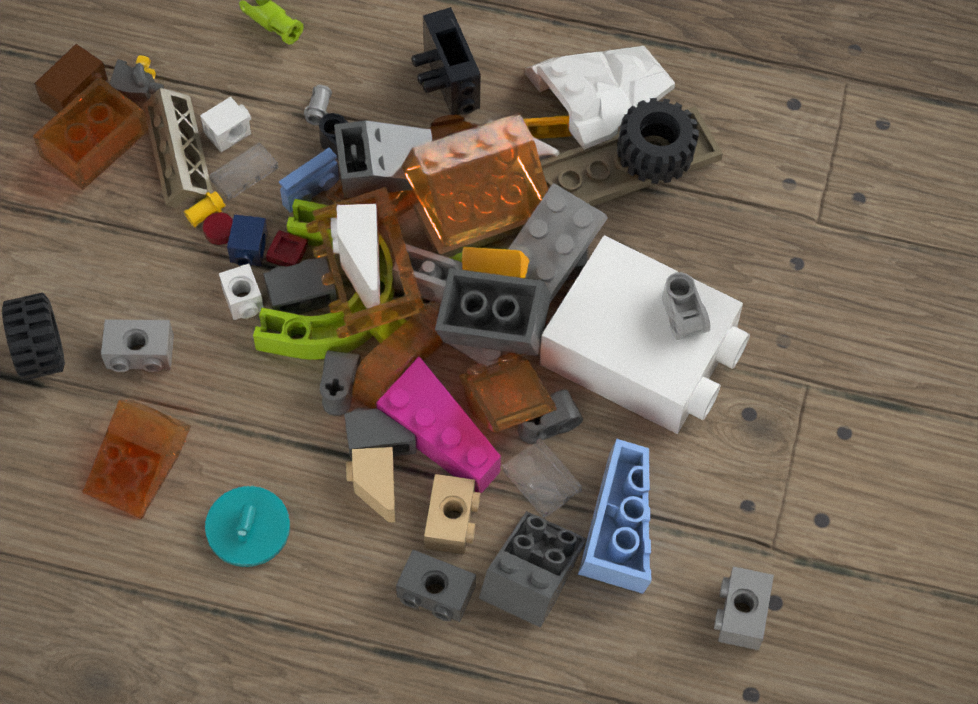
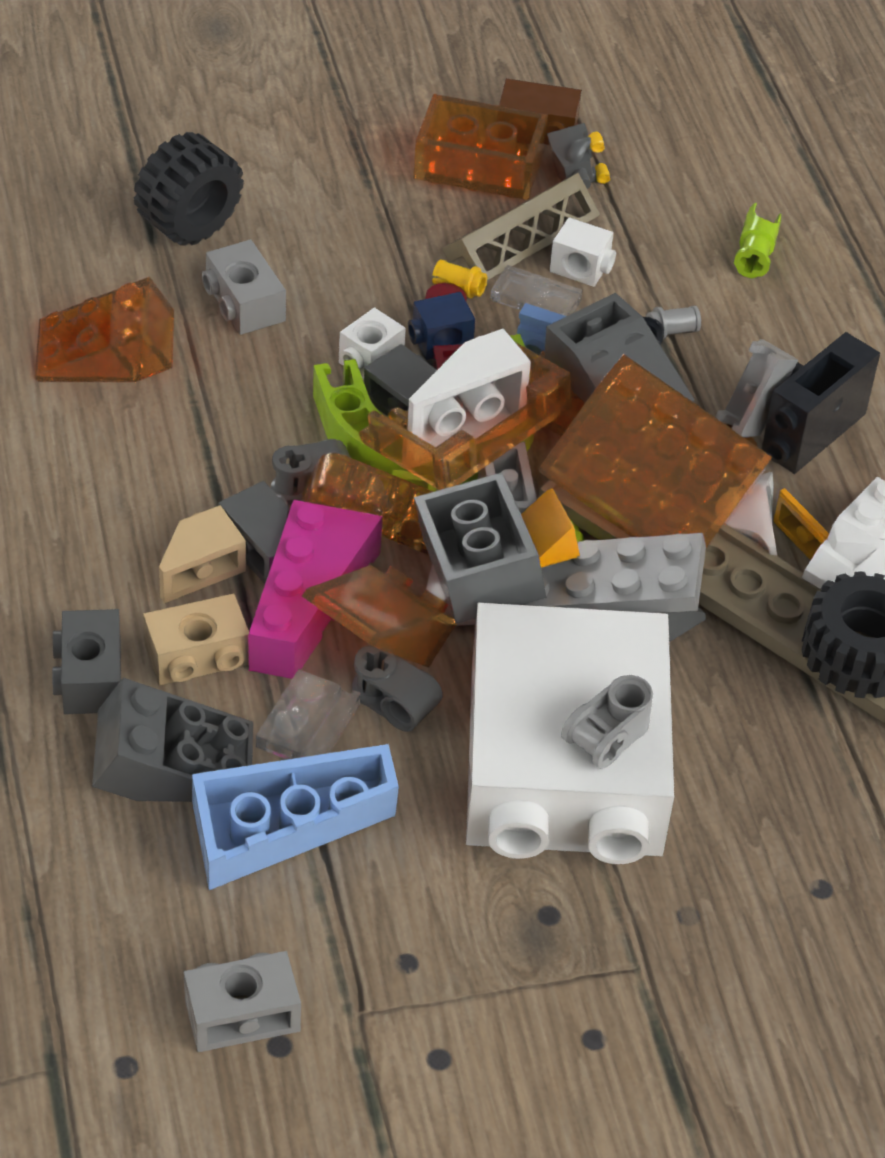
camera: 60 degrees right, 15 degrees down
(247, 526) = (75, 466): teal shield -> none
(430, 90) = (752, 397): none -> light grey hinge

